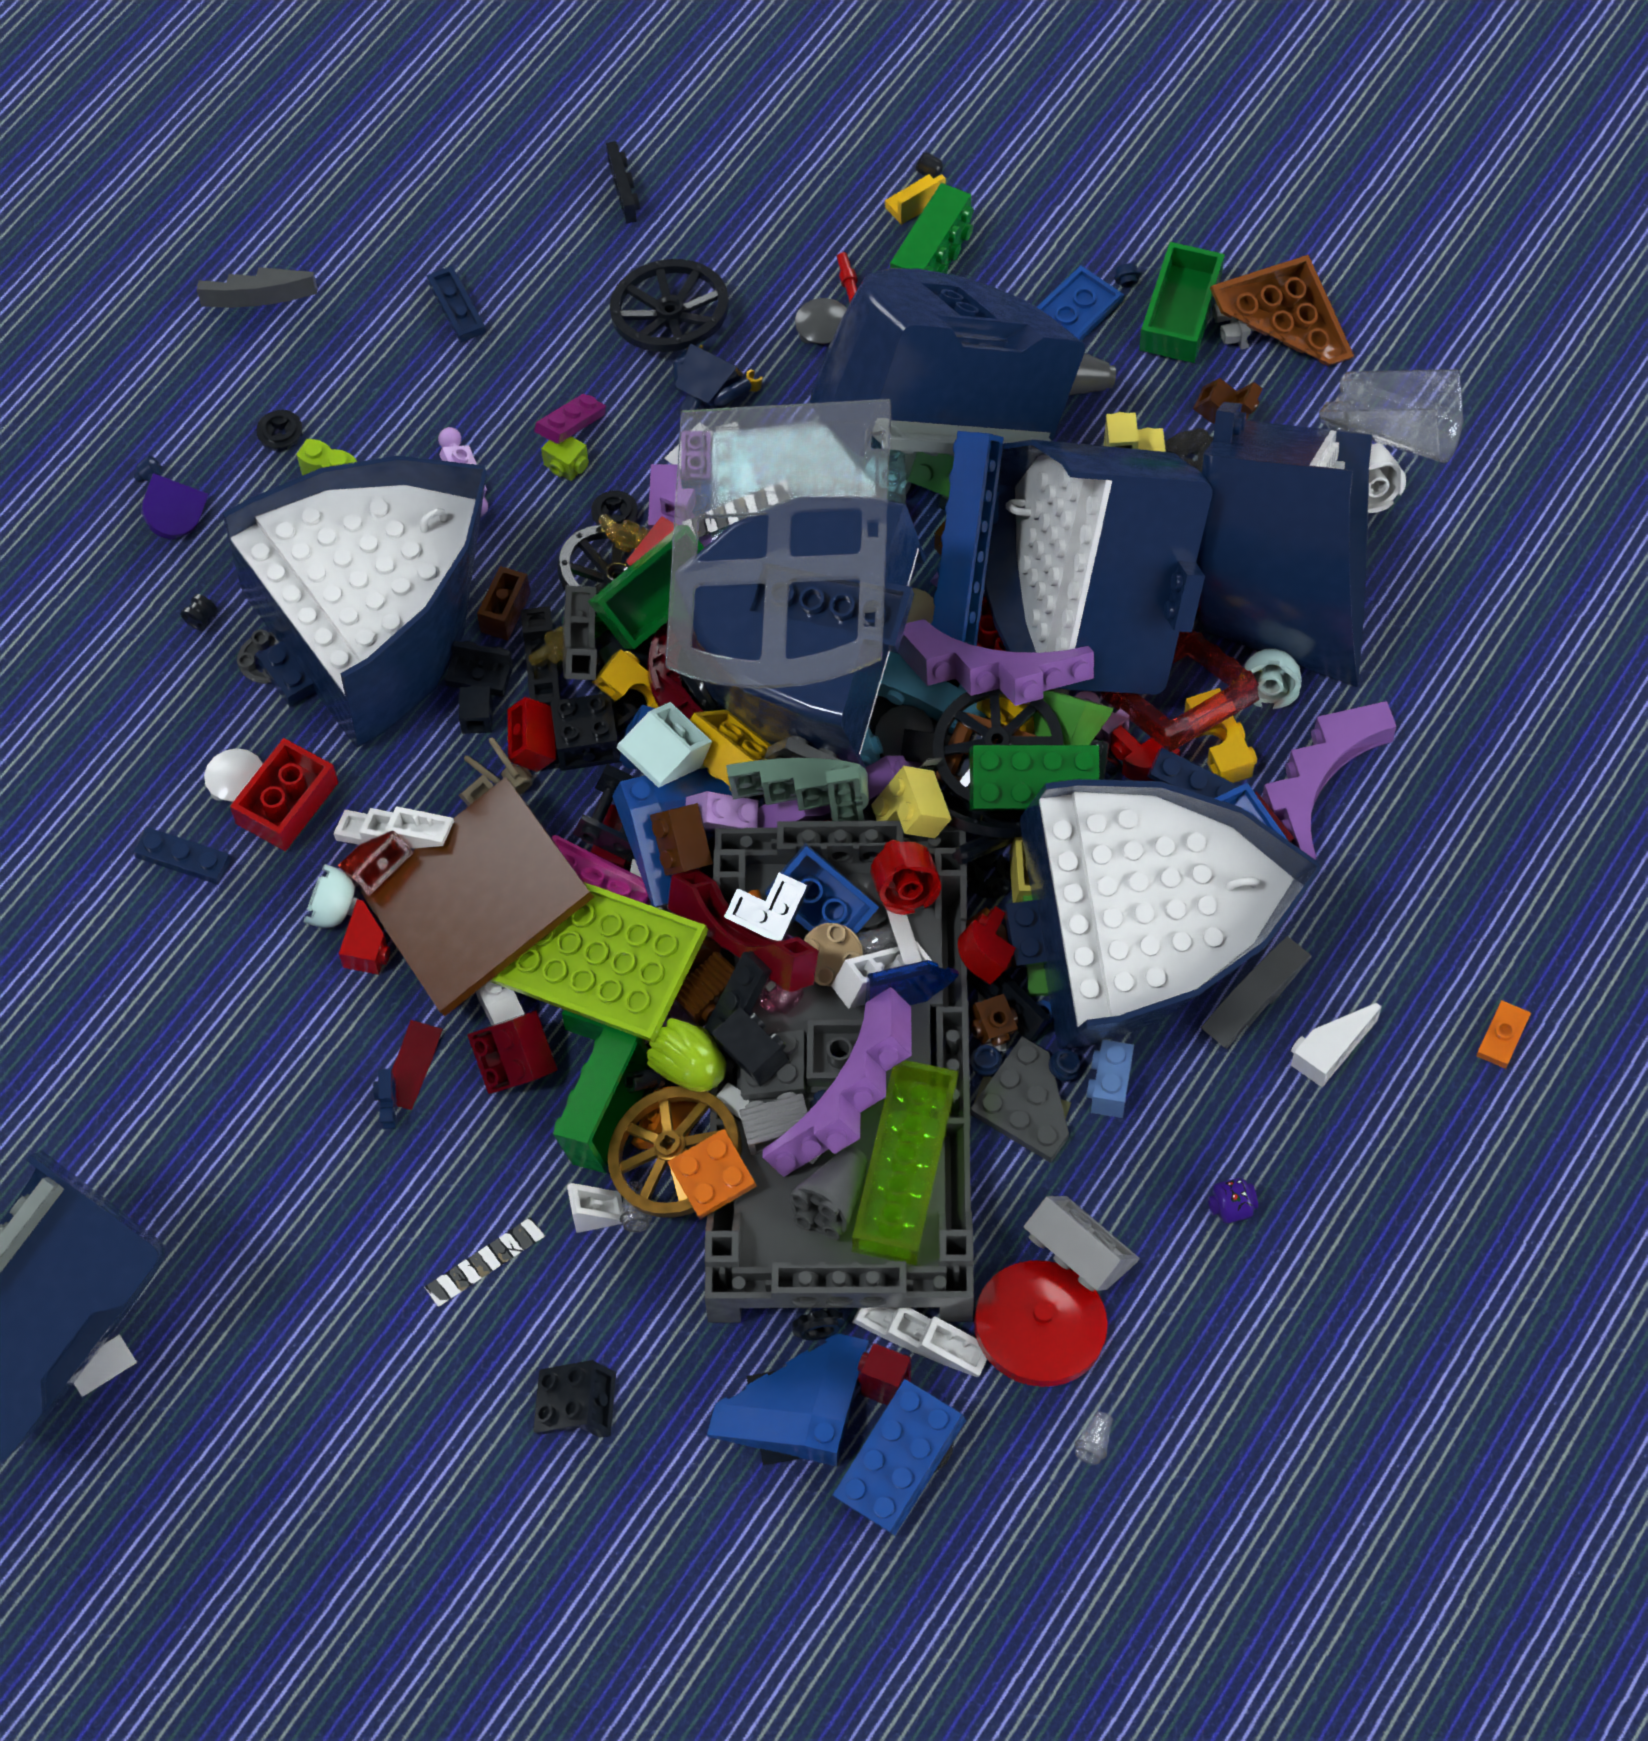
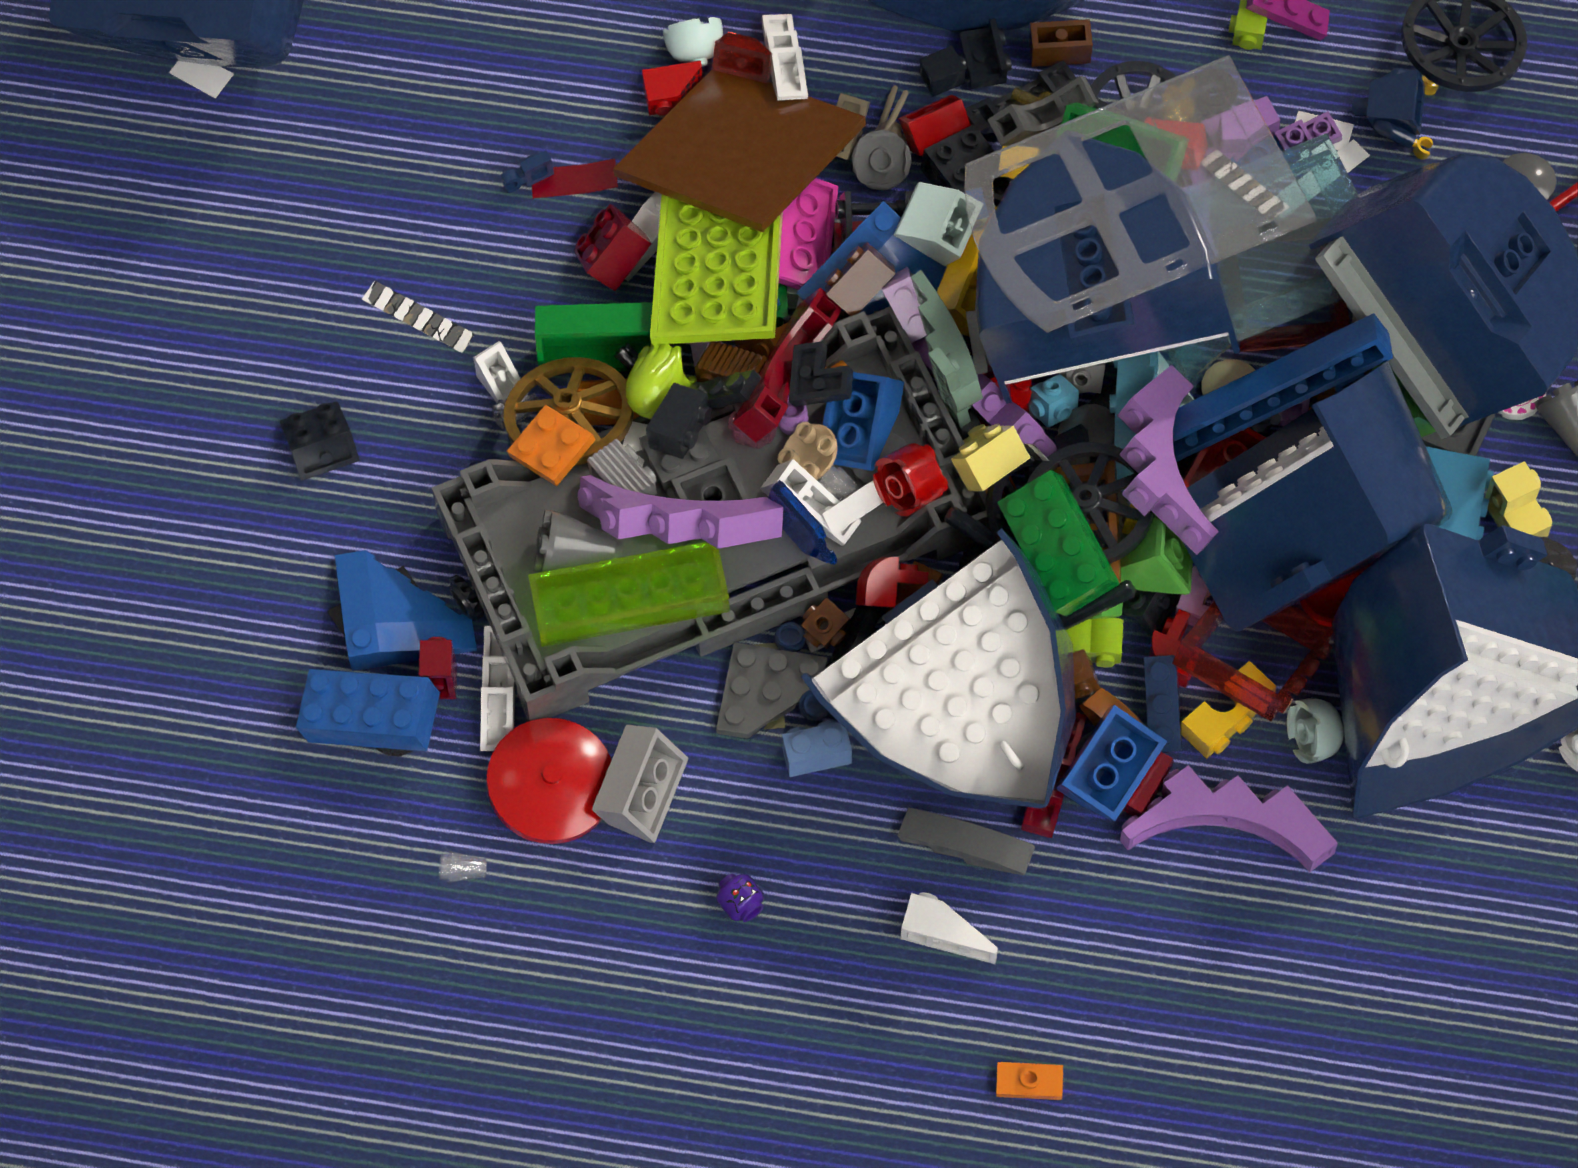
camera: 65 degrees right, 5 degrees up
(543, 791) = (881, 159): none -> dark grey tile

